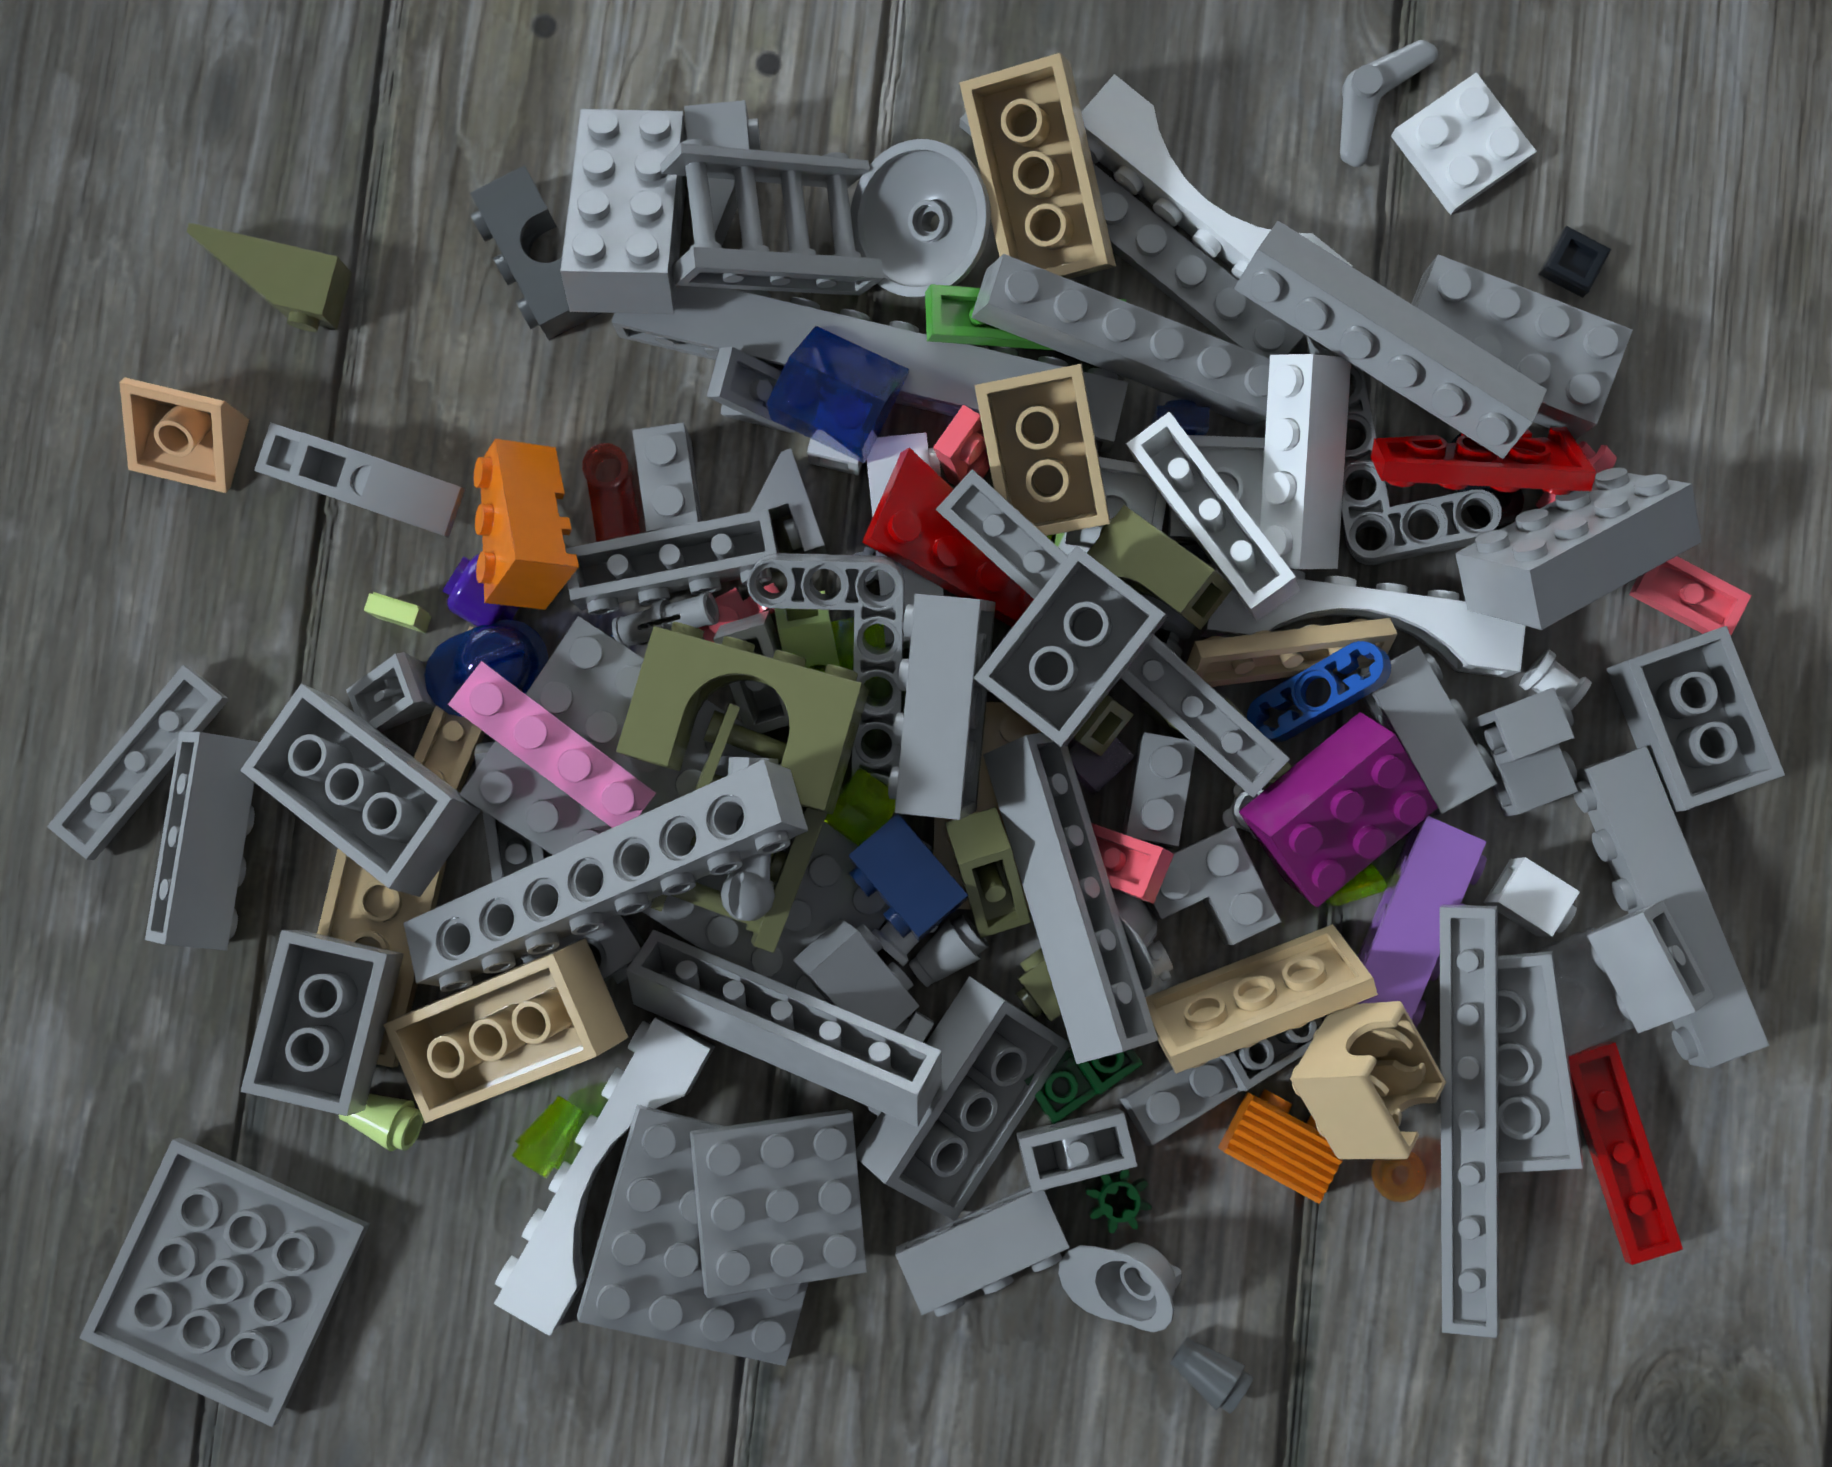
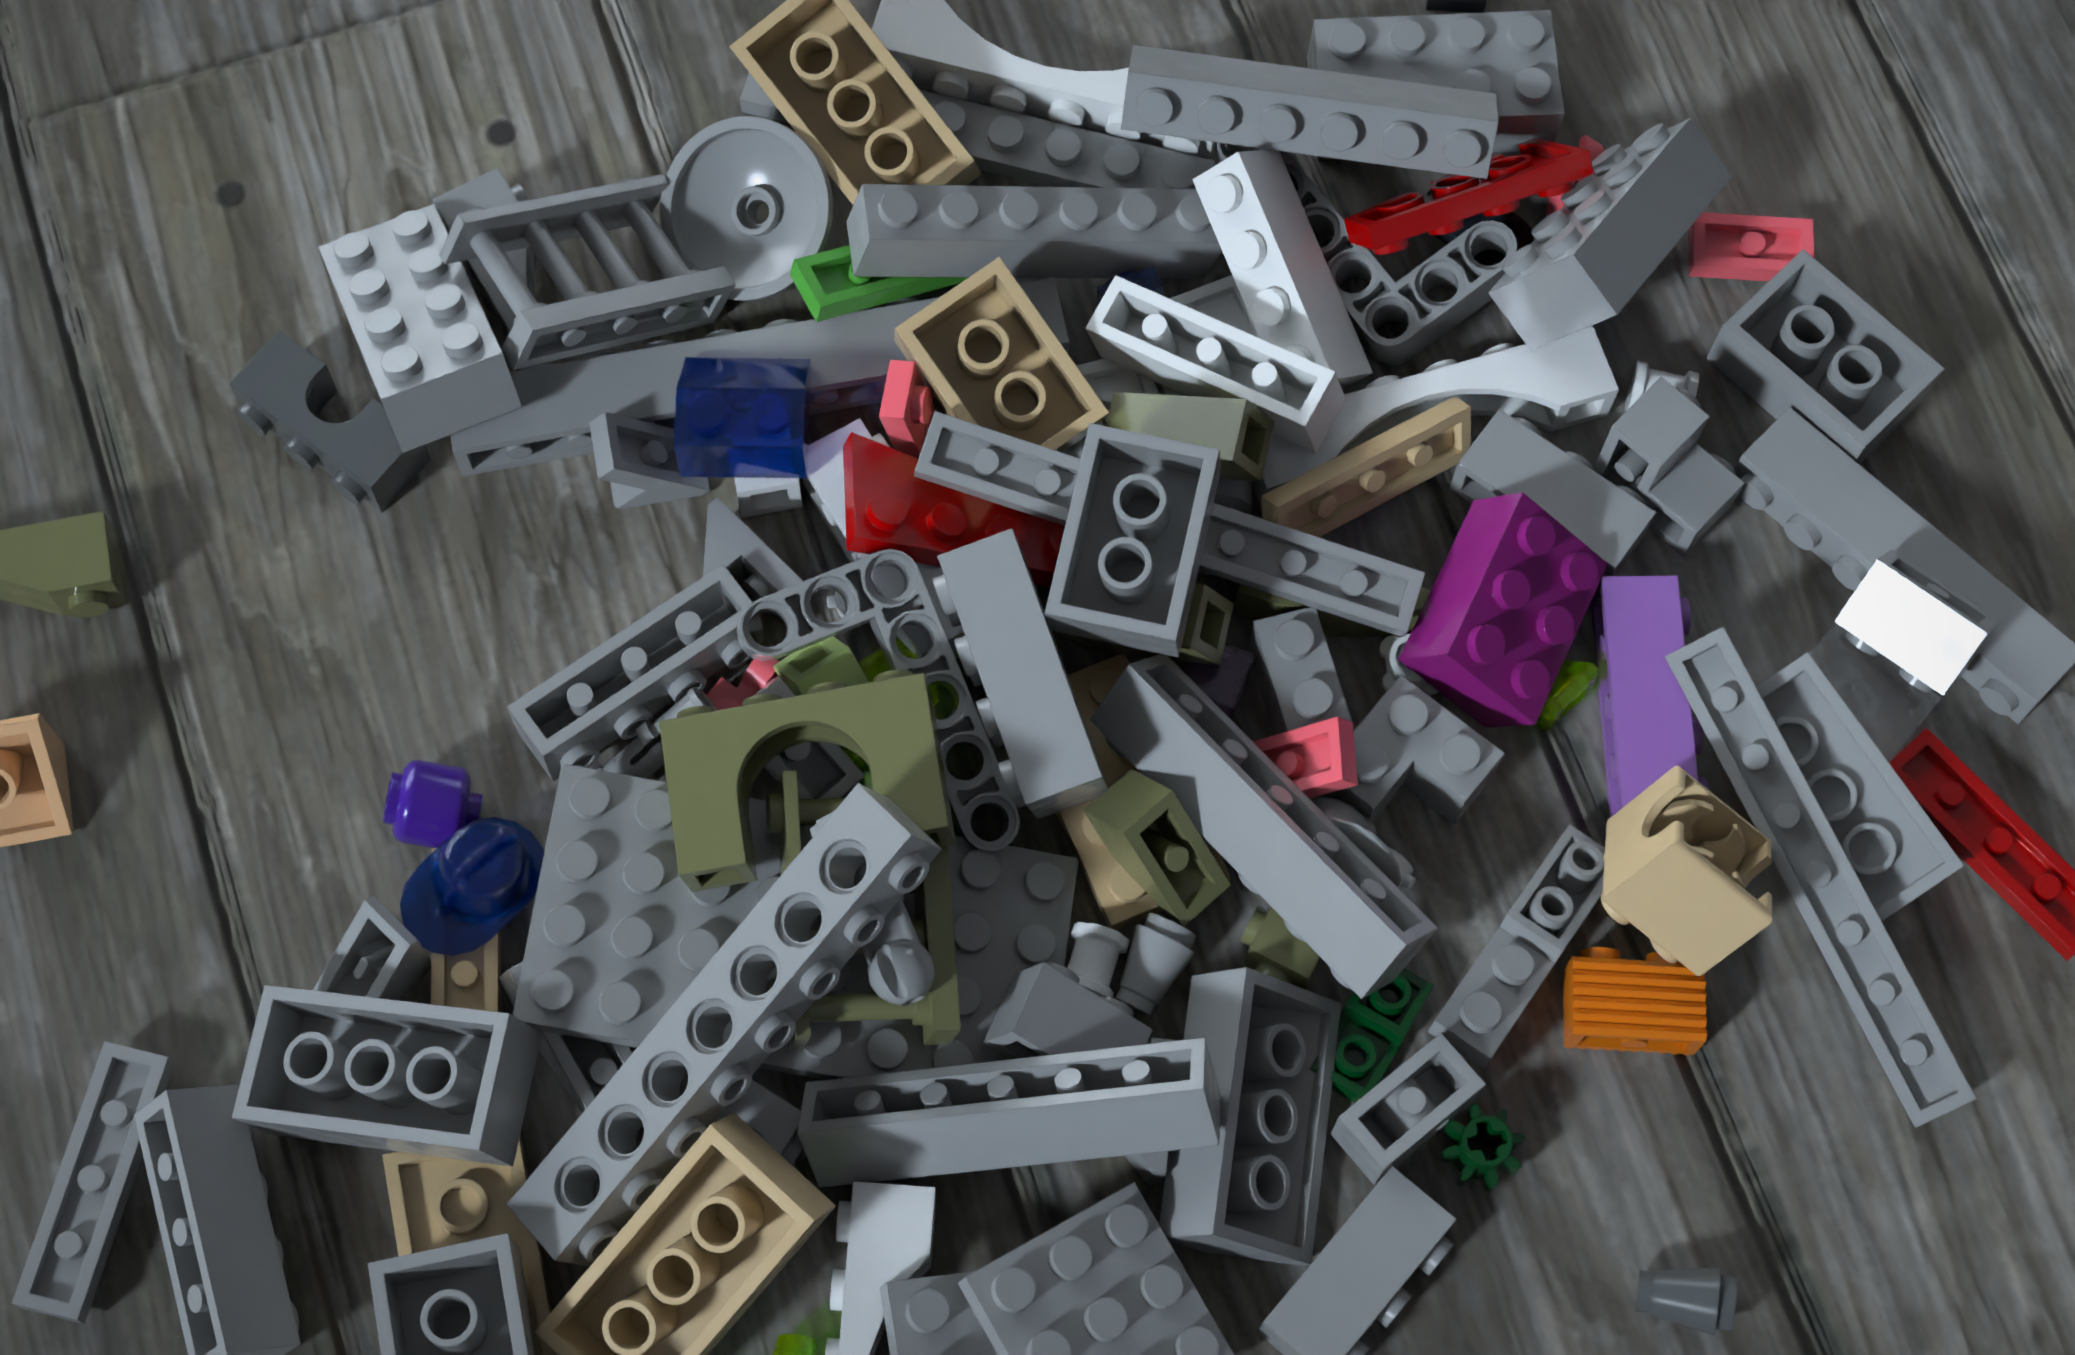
camera: 30 degrees left, 15 degrees down
(360, 479) = (229, 741): light grey slope -> none
(397, 612) = (339, 871): yellowish green tile -> none
(521, 525) = (451, 704): orange wedge -> none
(550, 747) = (594, 913): bright pink plate -> none
(614, 501) = (536, 643): clear red piece -> none
(667, 476) = (586, 584): light grey brick -> none
(861, 807) = (984, 839): clear neon green slope -> none
(906, 878) = (1070, 889): dark blue brick -> none
(1123, 1284) = (1533, 1240): light grey piece -> none
(1258, 998) = (1526, 846): tan plate -> none
(1346, 662) = (1427, 455): blue beam -> none
(1382, 1179) = (1766, 995): clear orange plate -> none
(1533, 898) = (1761, 616): white brick -> none

